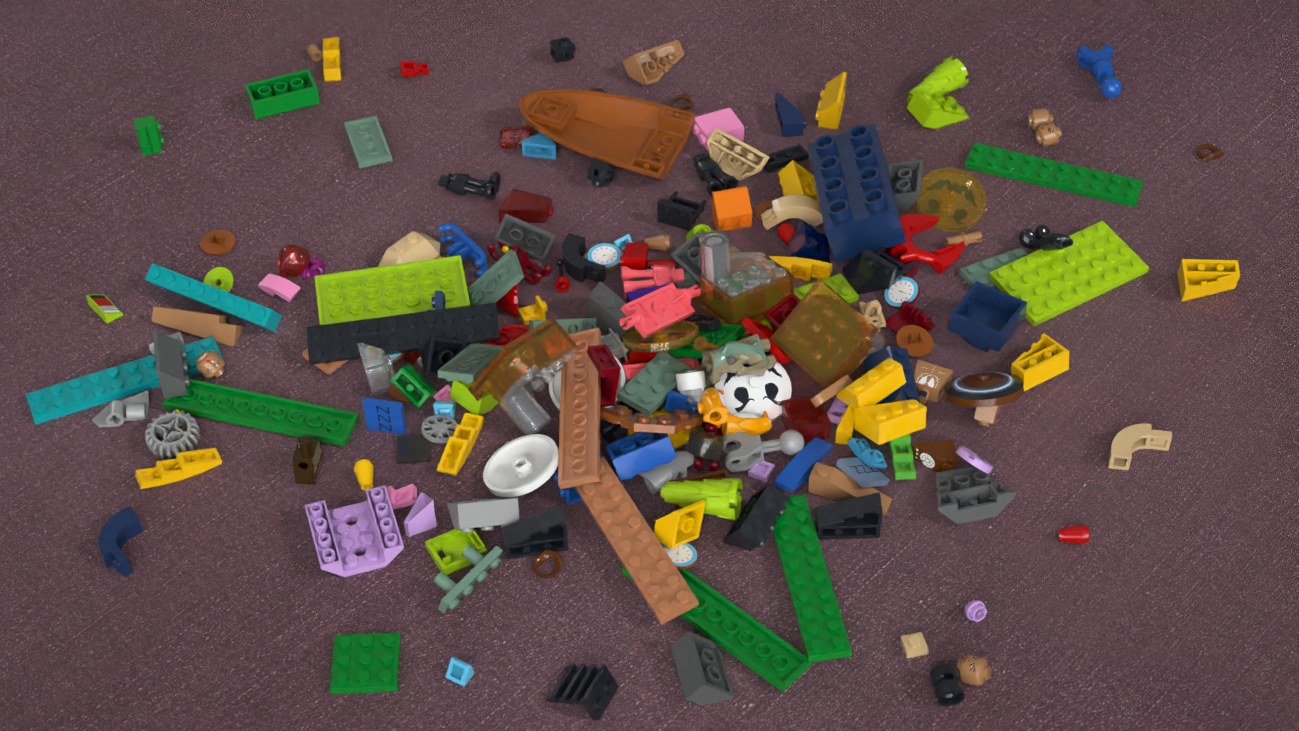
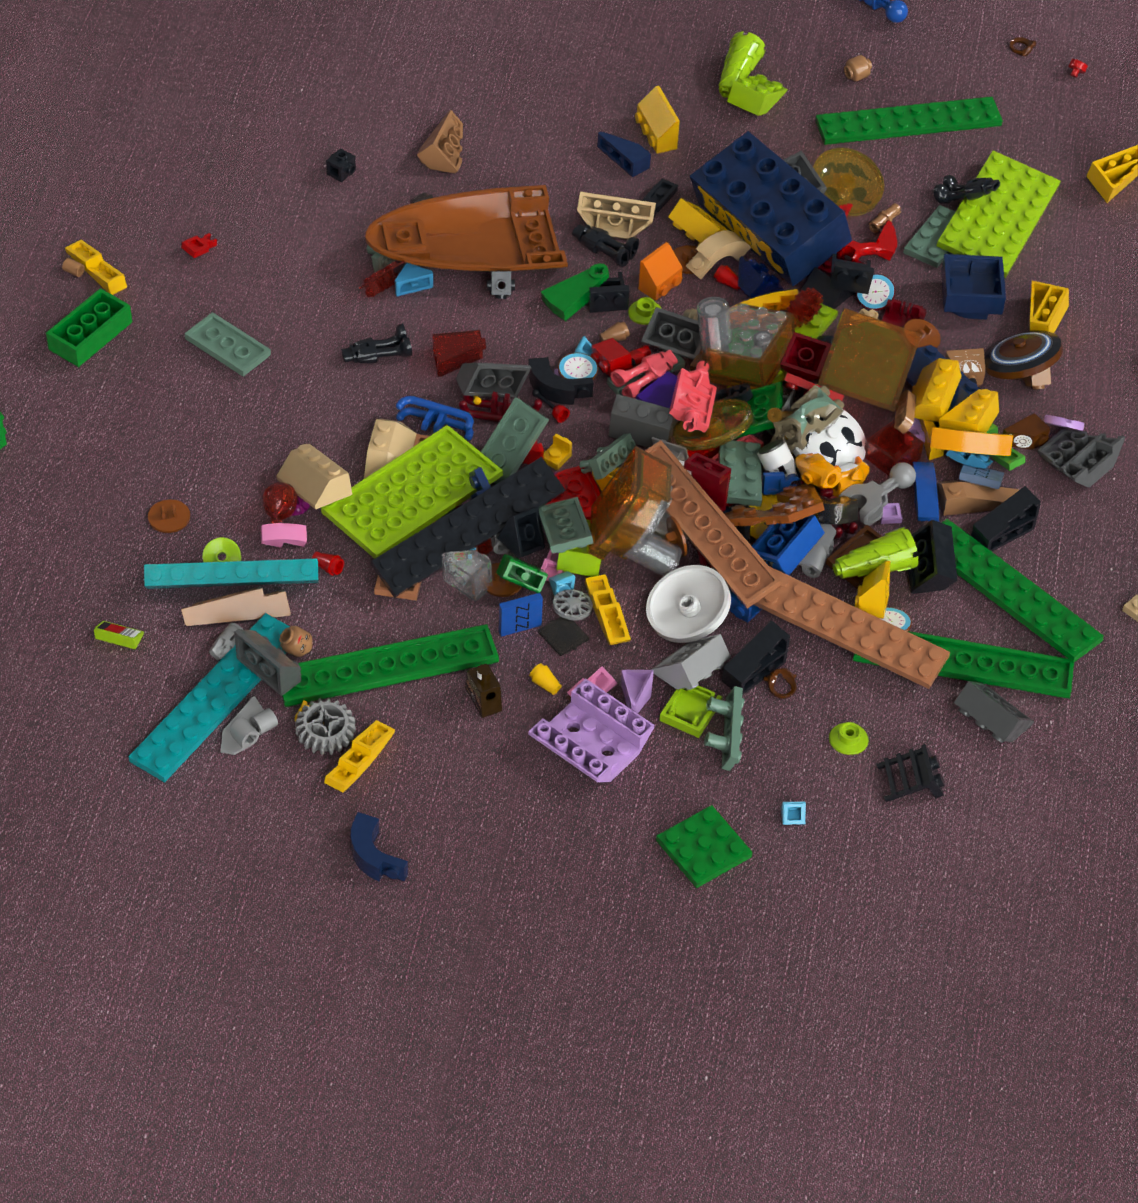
camera: 35 degrees left, 5 degrees up
(291, 321) = (330, 563): none -> red cone
(330, 253) = (315, 476): none -> tan slope
(554, 410) = (675, 535): none -> dark orange piece
(563, 635) = (846, 744): none -> lime piece
(644, 201) = (573, 293): none -> green piece
(689, 105) = (505, 169): reddish brown piece -> none
(722, 119) = (566, 189): bright pink brick -> none
(813, 272) = (805, 306): none -> clear red gear
(872, 440) = (971, 441): none -> light orange slope
(1047, 134) = (876, 81): medium nougat head -> none
(1243, 183) = (1077, 67): none -> red tile

